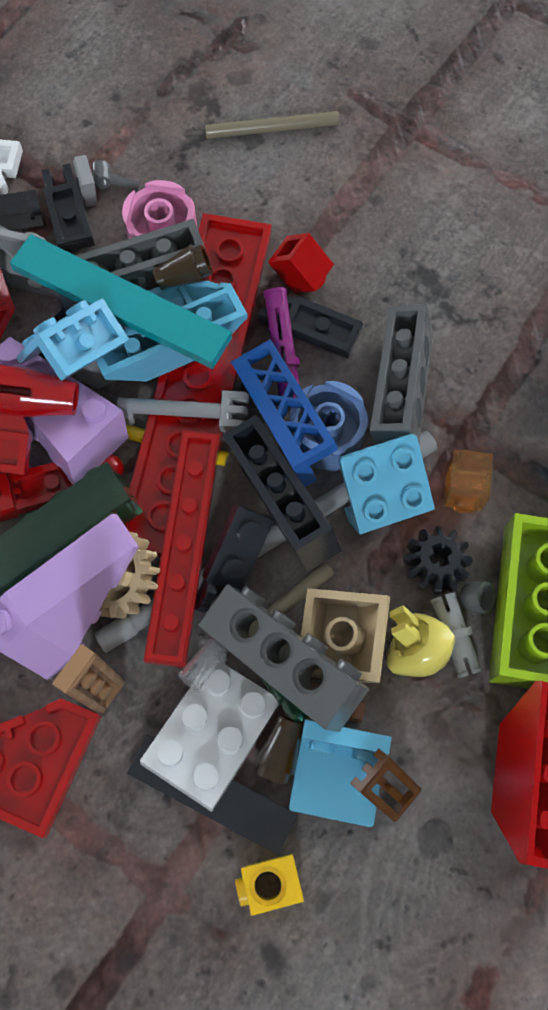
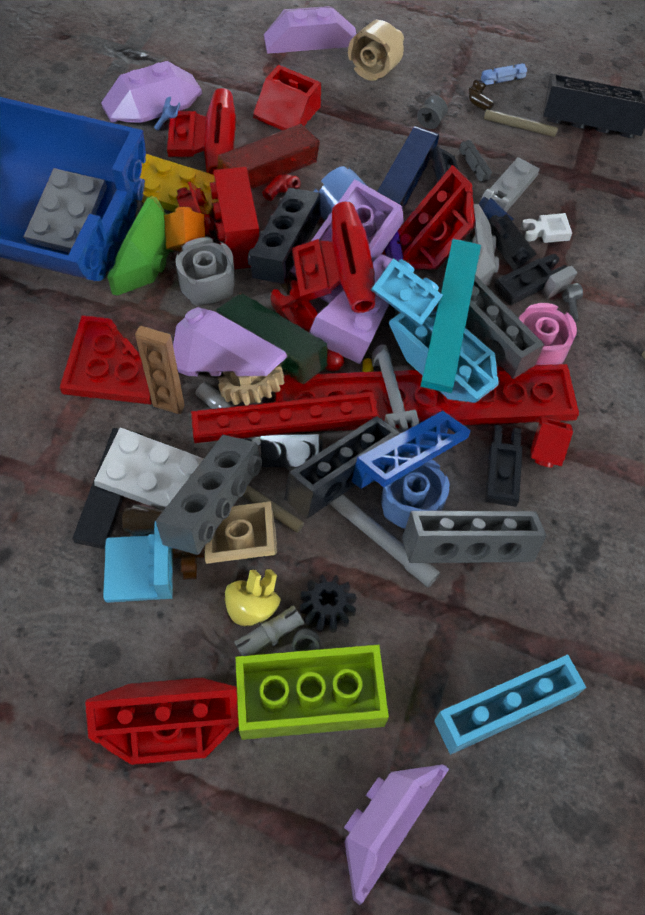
camera: 70 degrees right, 10 degrees down
(184, 268) = (498, 348): dark brown cone -> none
(203, 663) = (194, 448): clear pin -> none
(277, 303) = (477, 443): magenta pin -> none
(290, 889) = (55, 548): yellow brick -> none
(375, 776) = (138, 597): reddish brown tile -> none
(385, 484) = (373, 539): medium azure bracket -> none
(468, 481) = (404, 614): clear orange brick -> none

